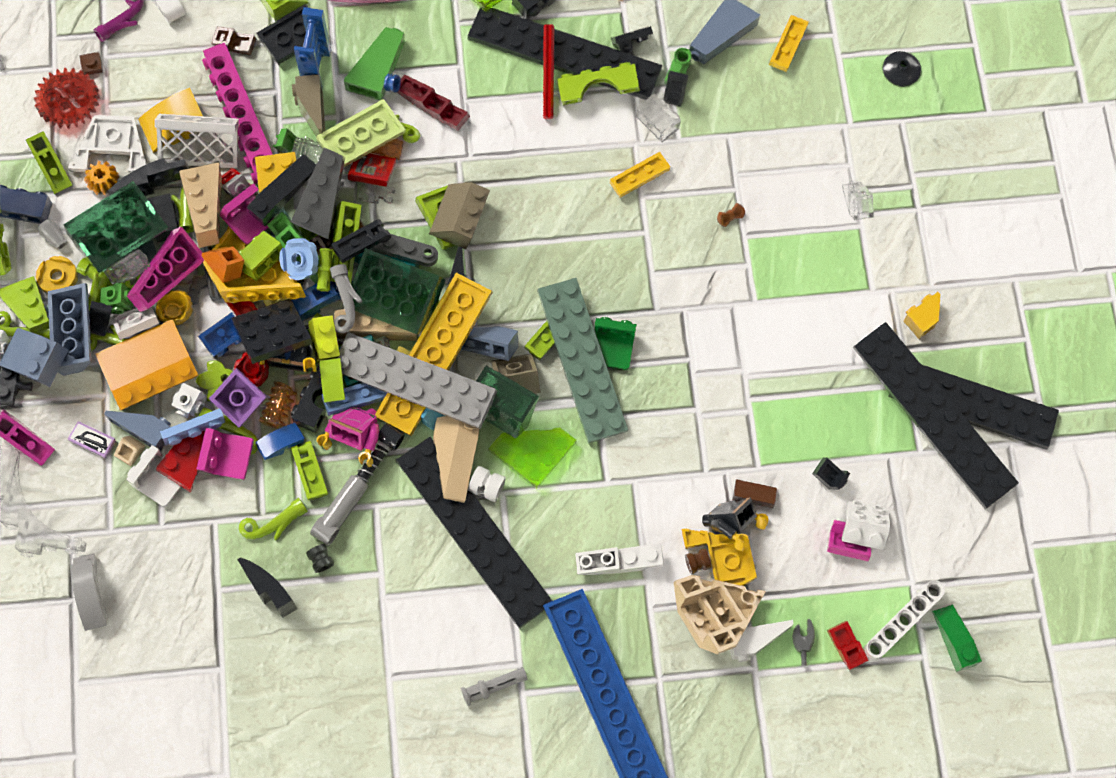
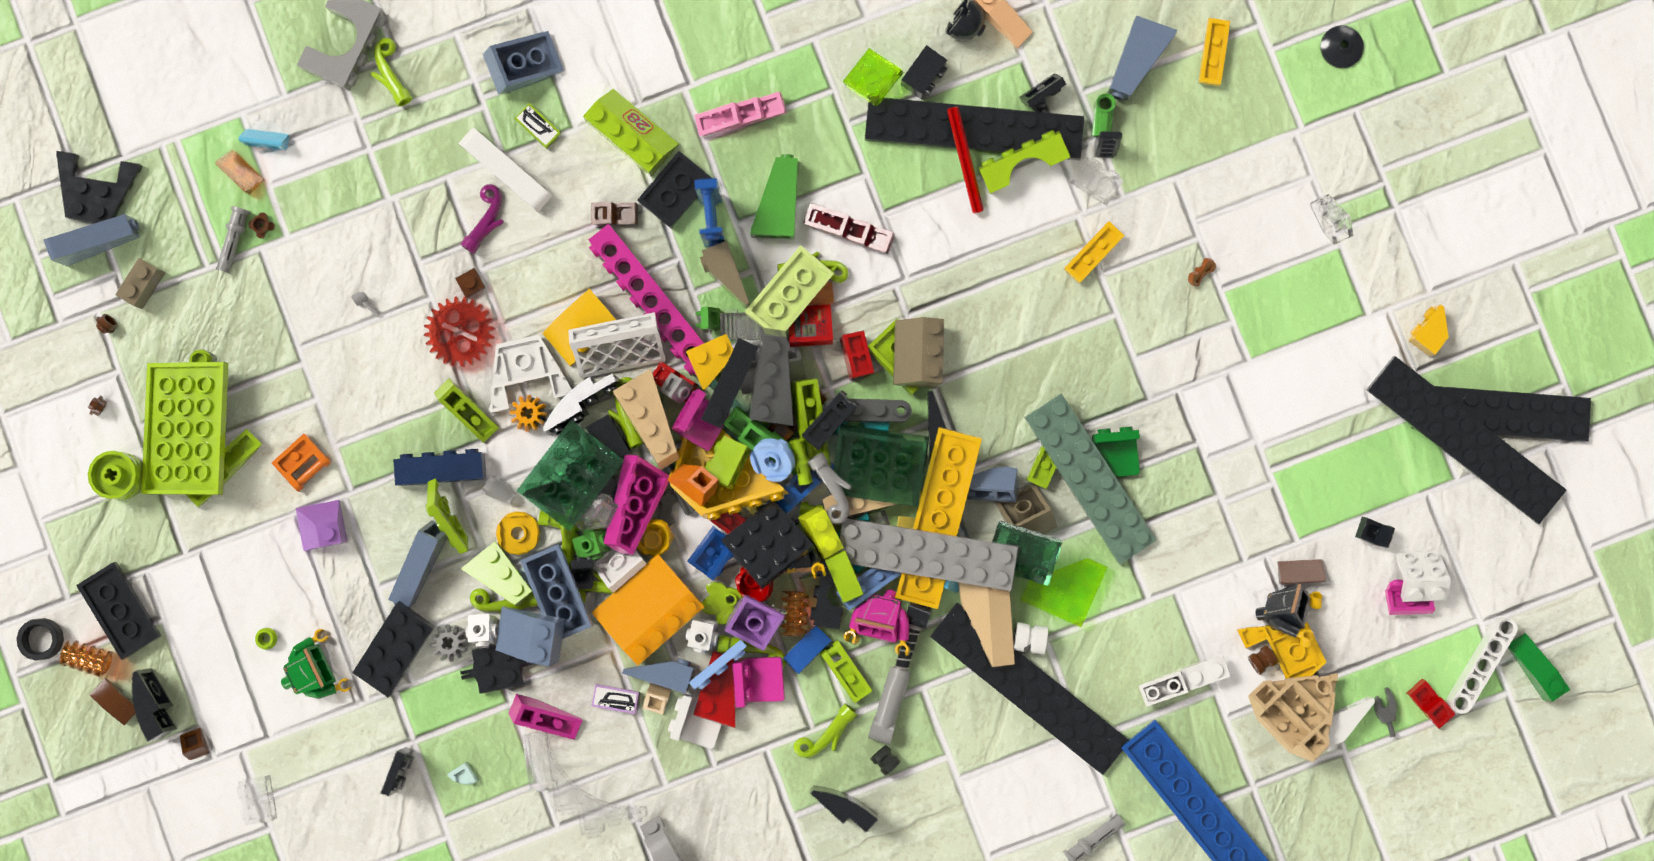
camera: 10 degrees left, 15 degrees up
(392, 83) = (802, 220): blue bush -> none
(405, 203) = (856, 355): none -> red hinge

